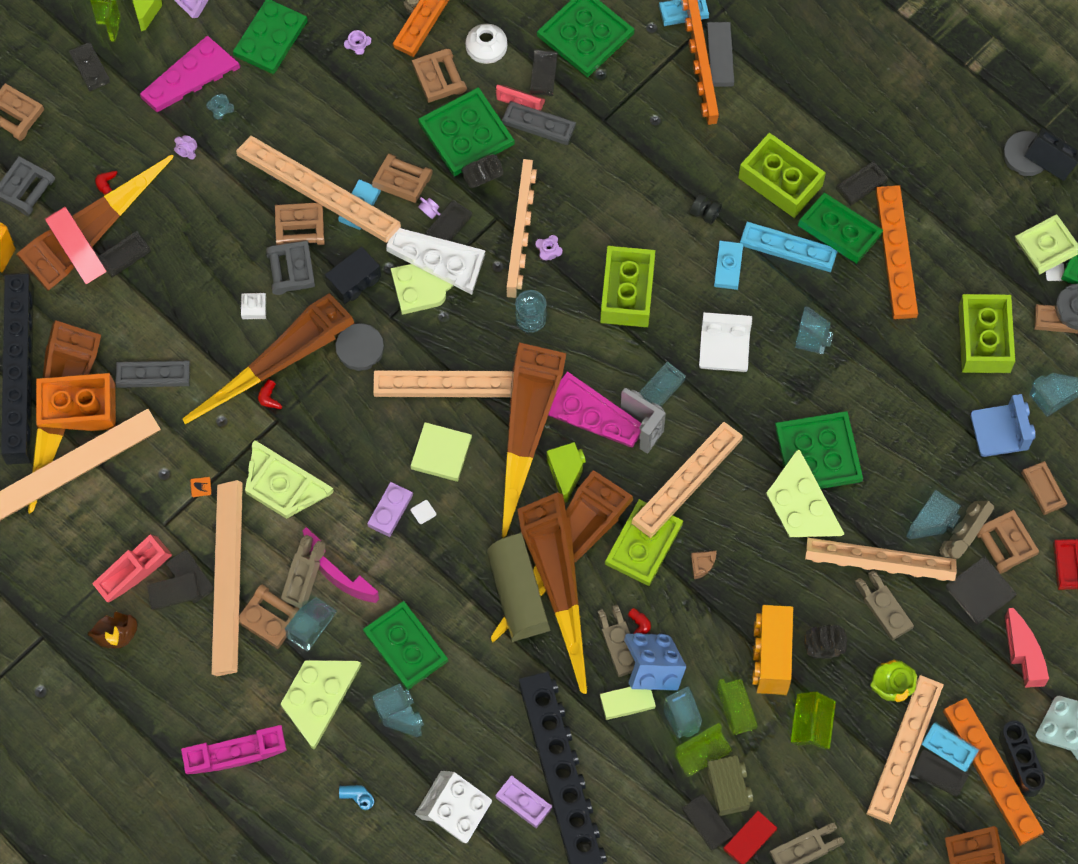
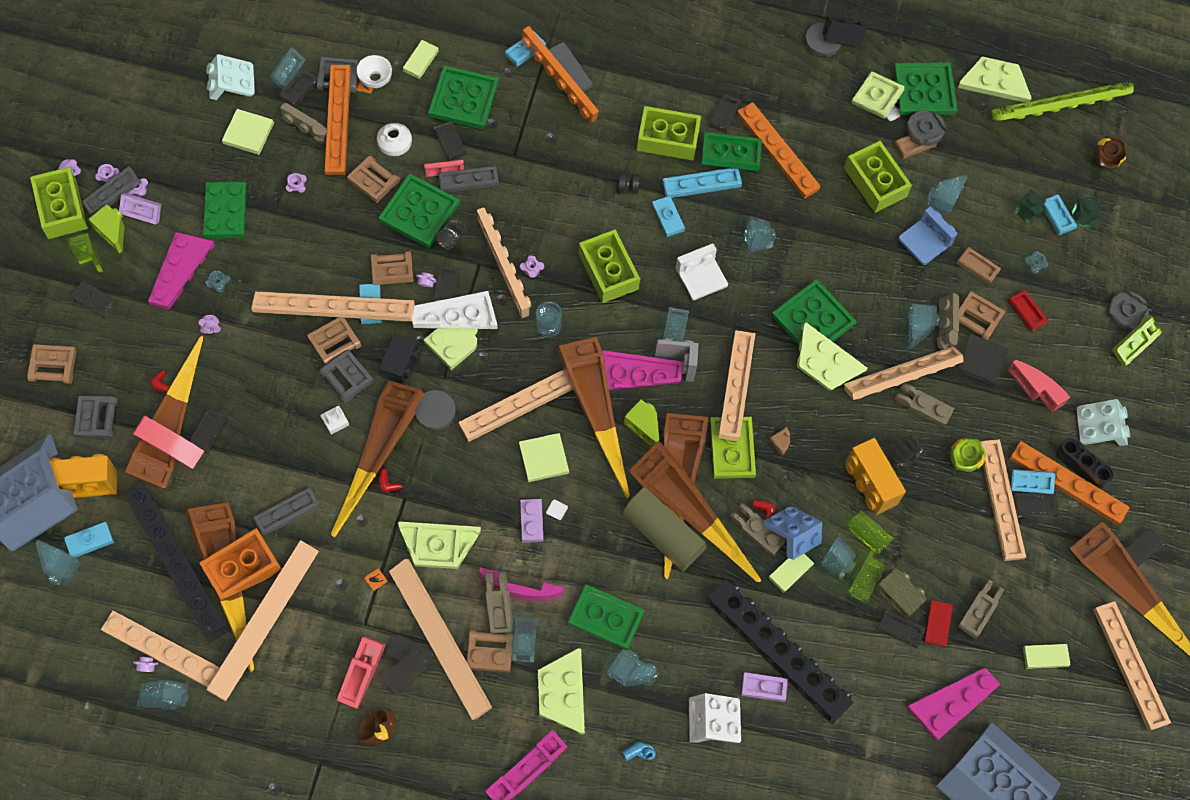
camera: 35 degrees left, 0 degrees up
(813, 720) = (927, 513): clear neon green panel -> none

